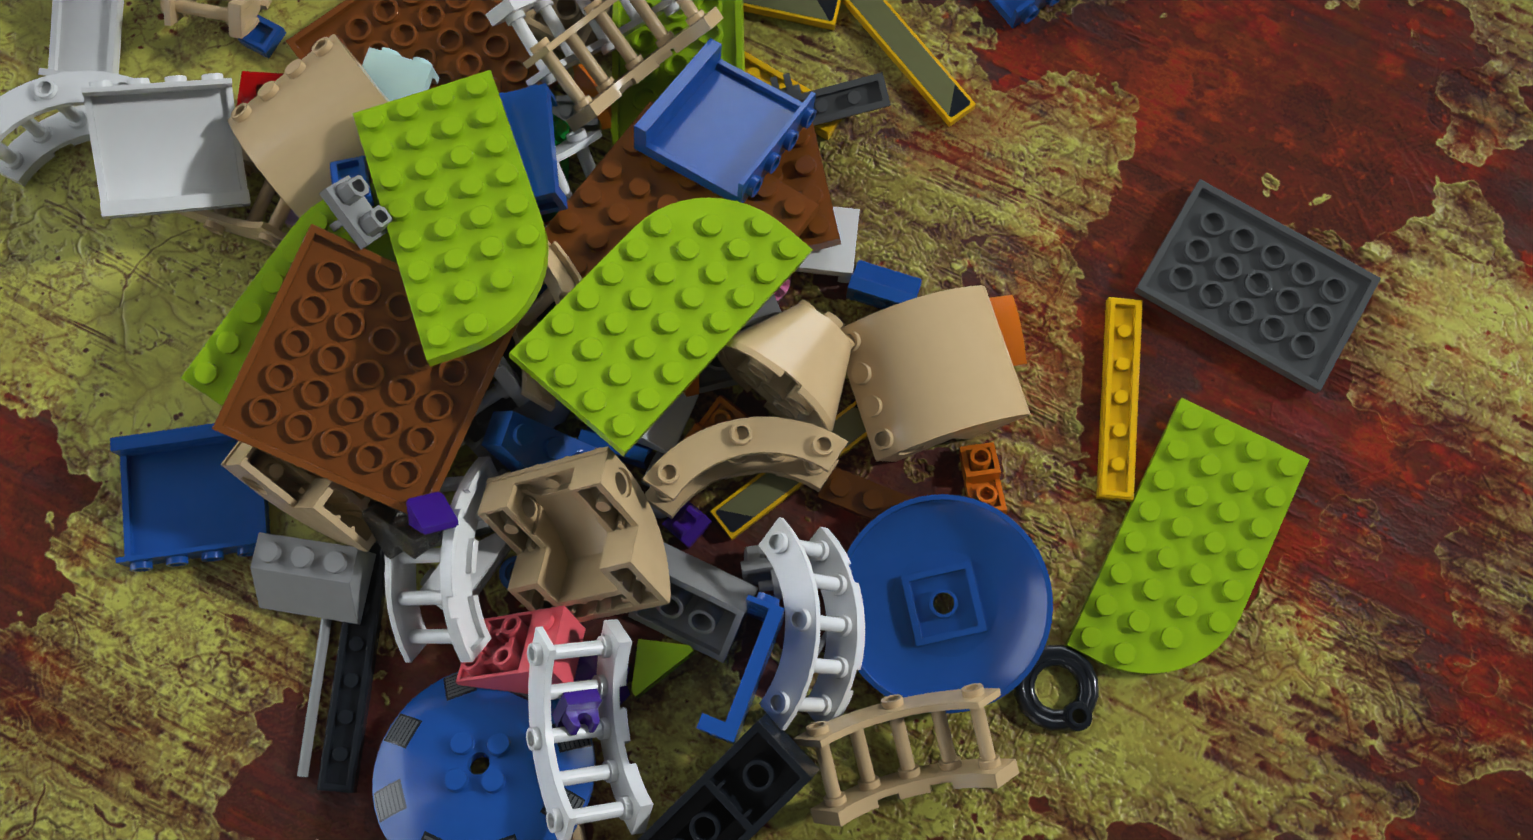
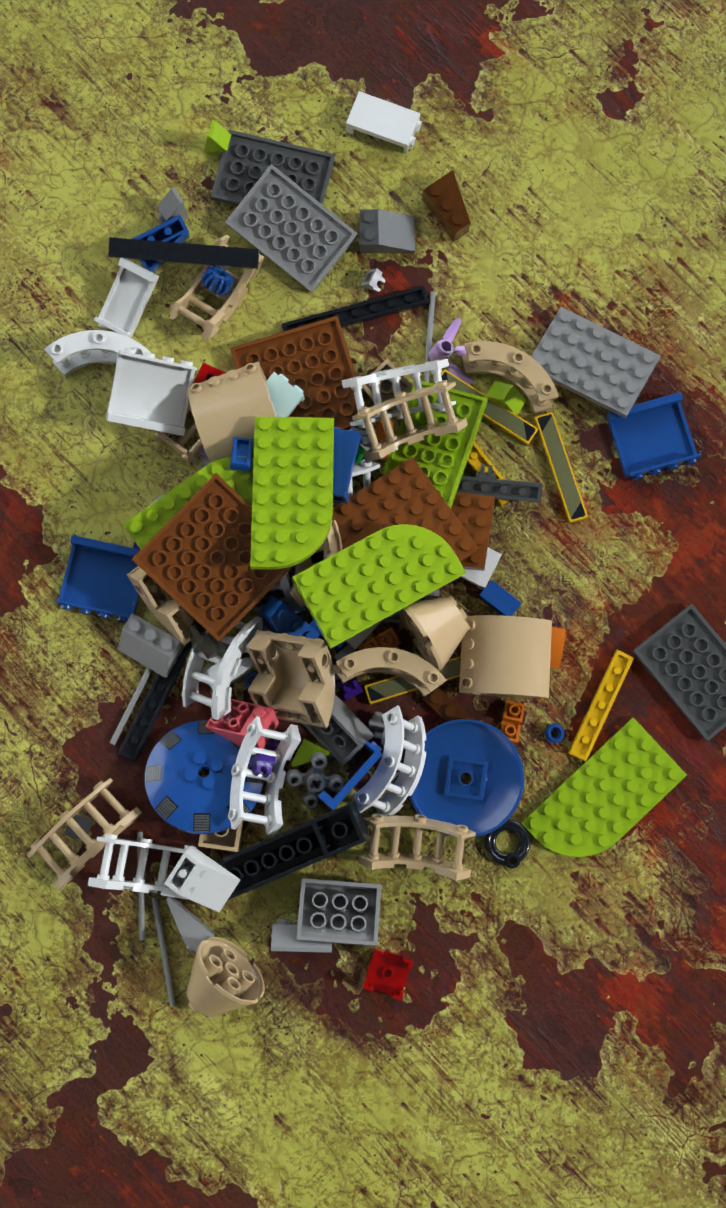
camera: 15 degrees right, 5 degrees up
(264, 37) = (219, 339): blue tile -> none
(355, 212) = (239, 474): light grey hips -> none
(430, 513) = (223, 639): dark purple slope -> none
(684, 717) = (314, 774): none -> light grey gear
(722, 125) = (445, 487): panel -> none
(1066, 463) = (560, 731): none -> blue plate

